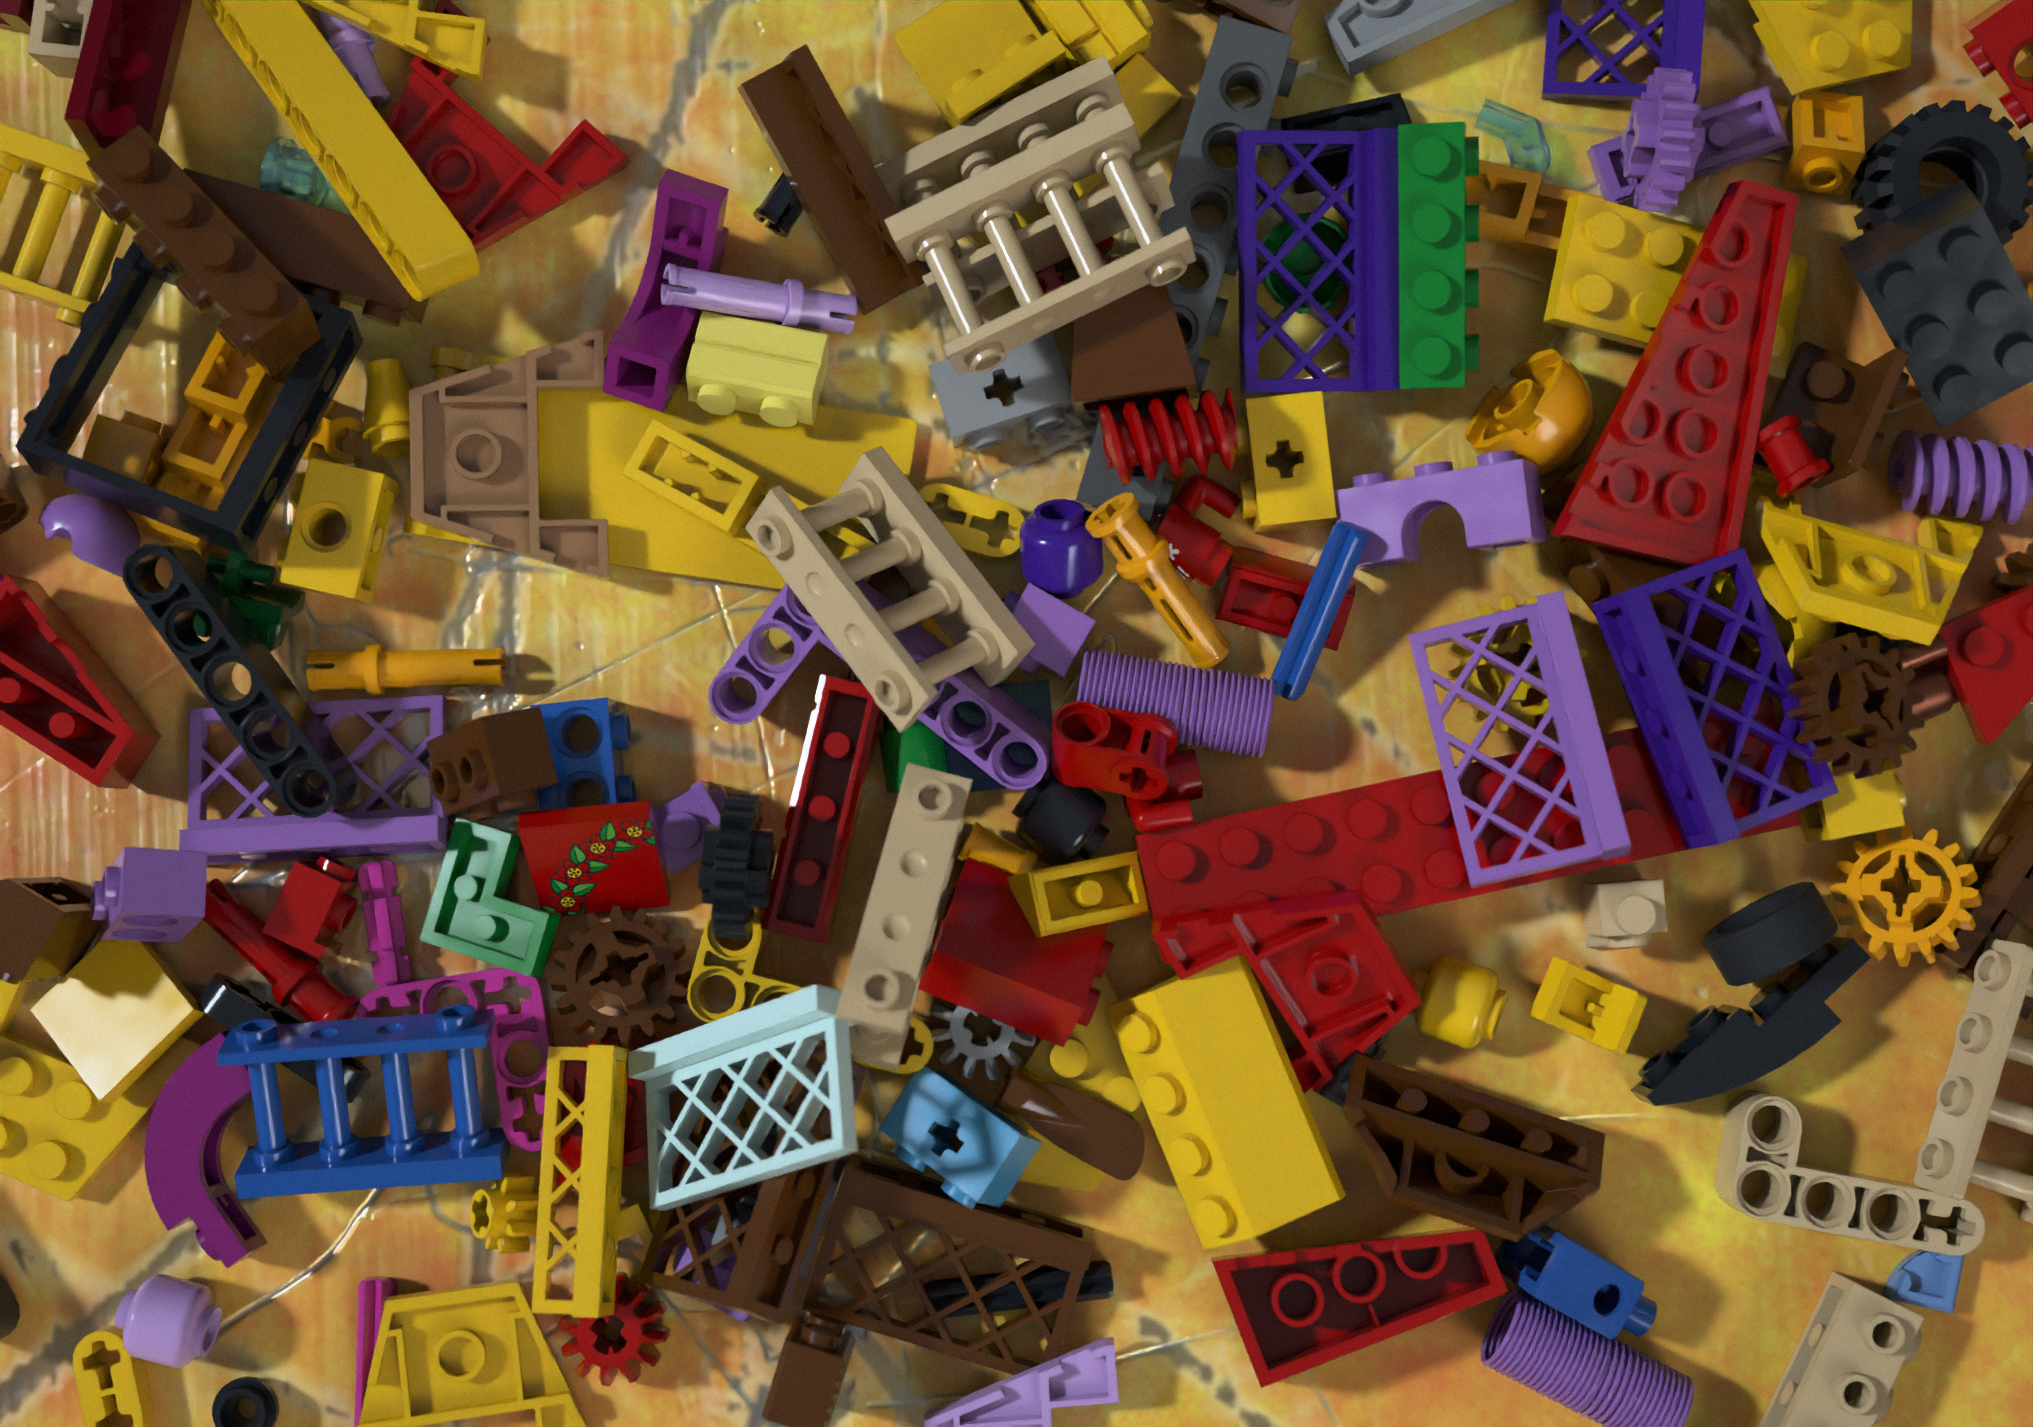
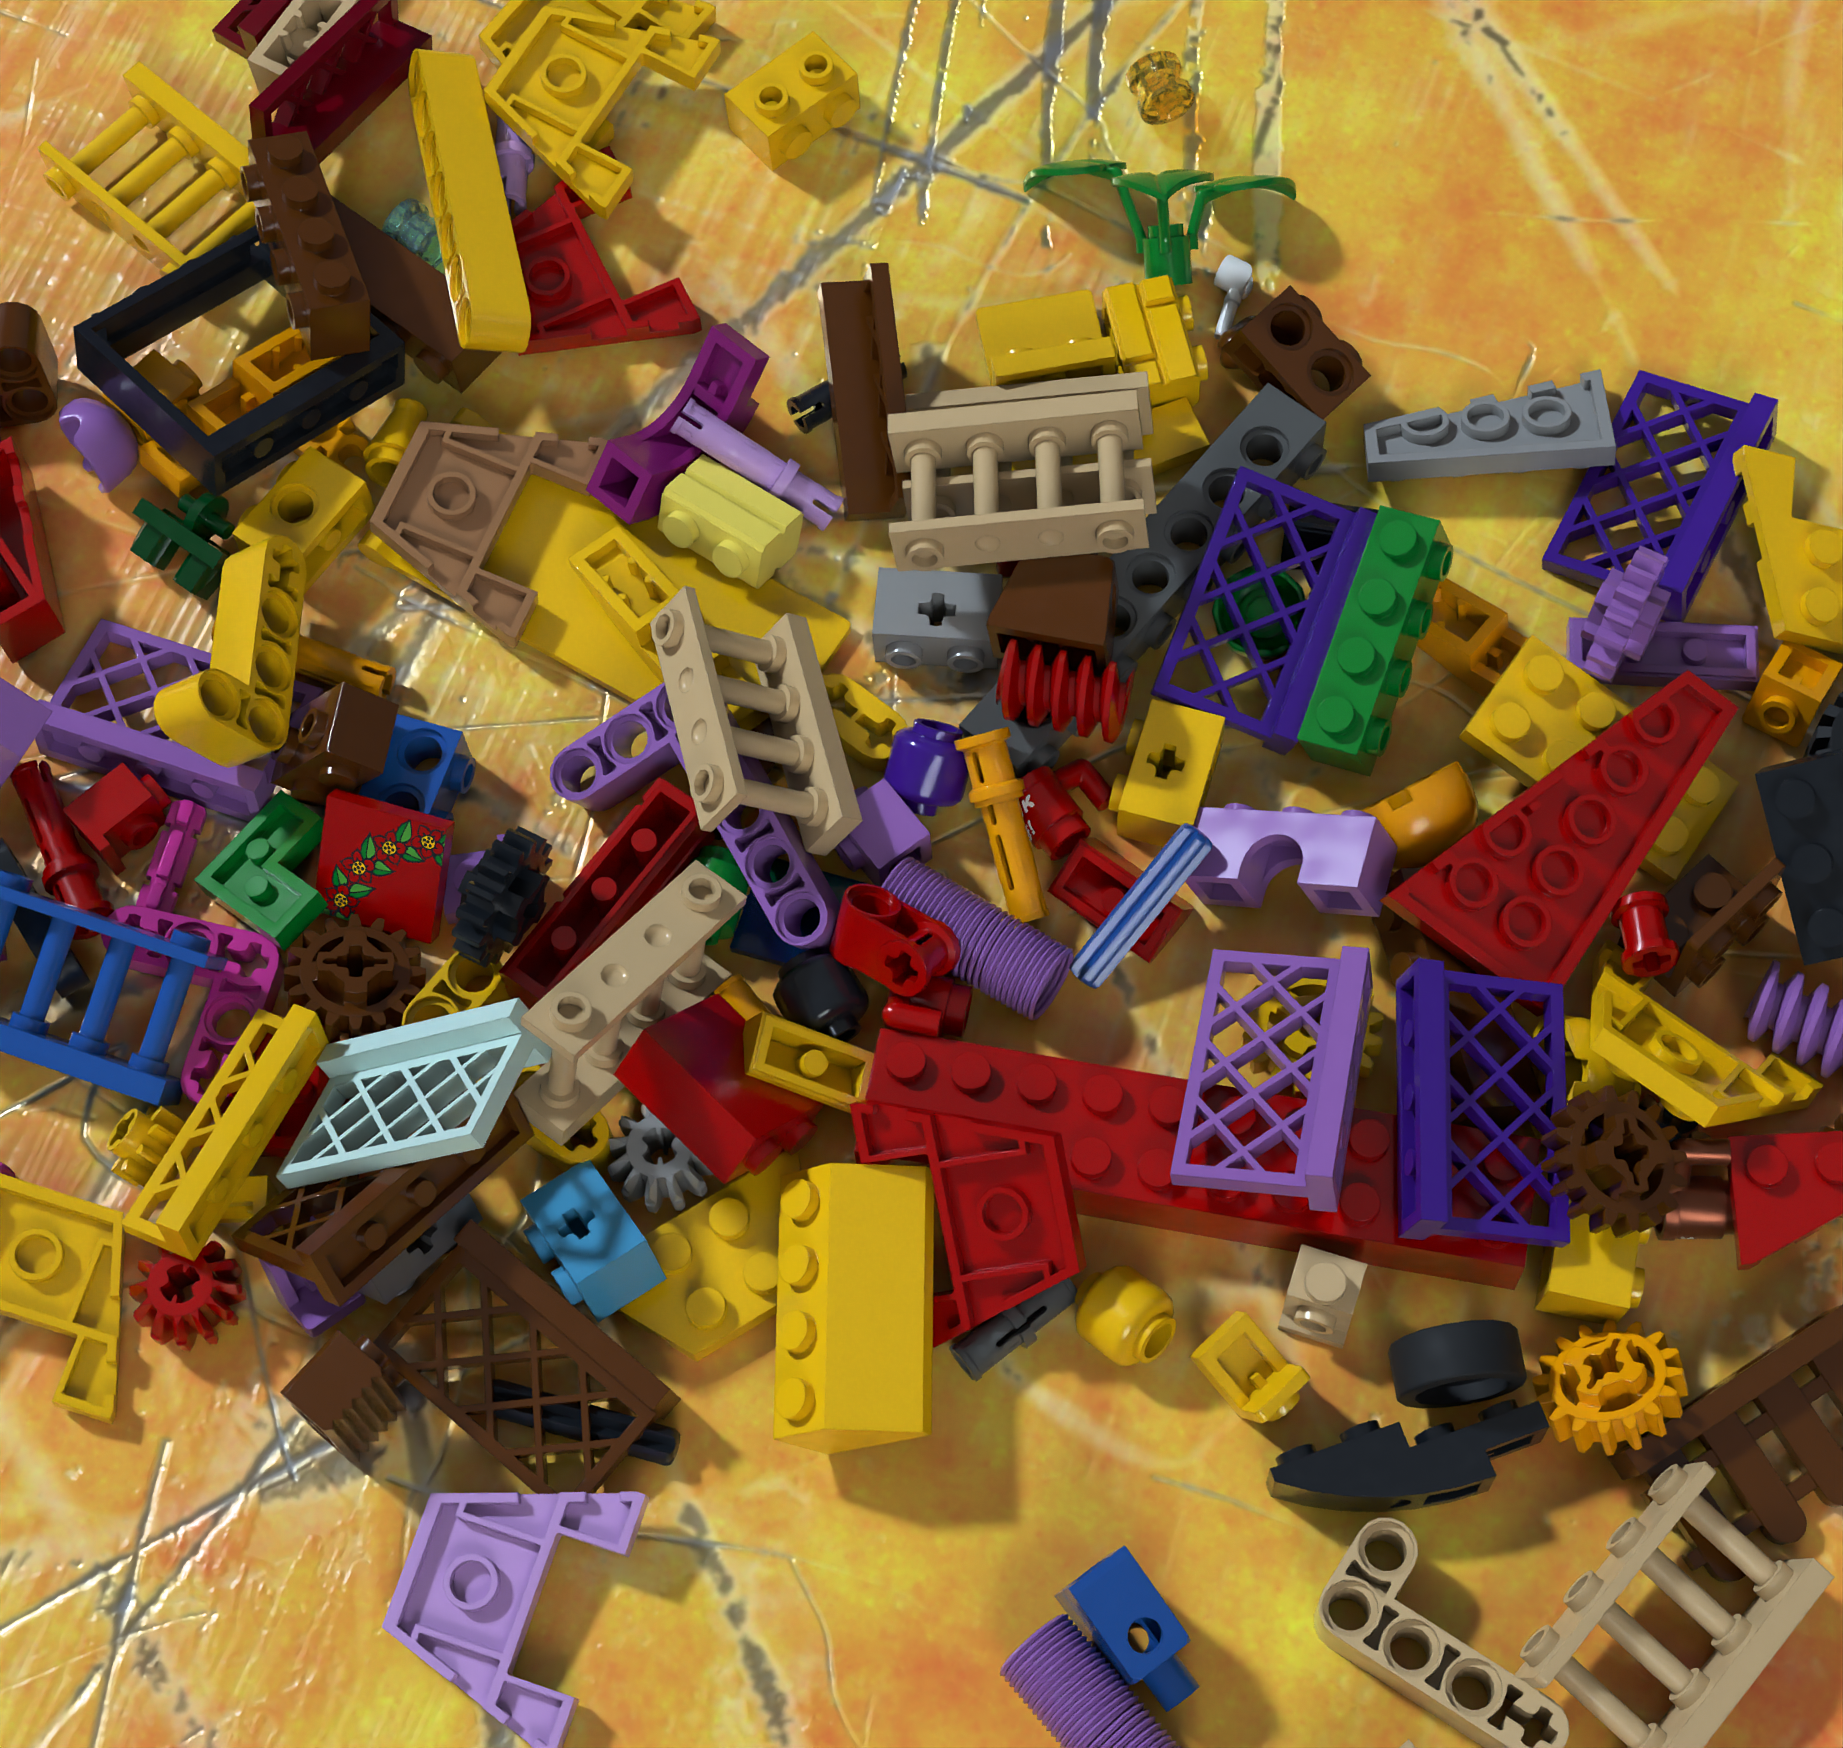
camera: 25 degrees right, 20 degrees down
(211, 669) = (150, 564): black beam -> none
(371, 713) = (246, 695): none -> yellow beam
(1075, 1122) = (706, 1273): reddish brown piece -> none
(1344, 1296) = (896, 1546): red wedge -> none
(1469, 1151) = (1069, 1440): reddish brown wedge -> none
(1520, 133) = (1507, 583): clear light blue arm -> none

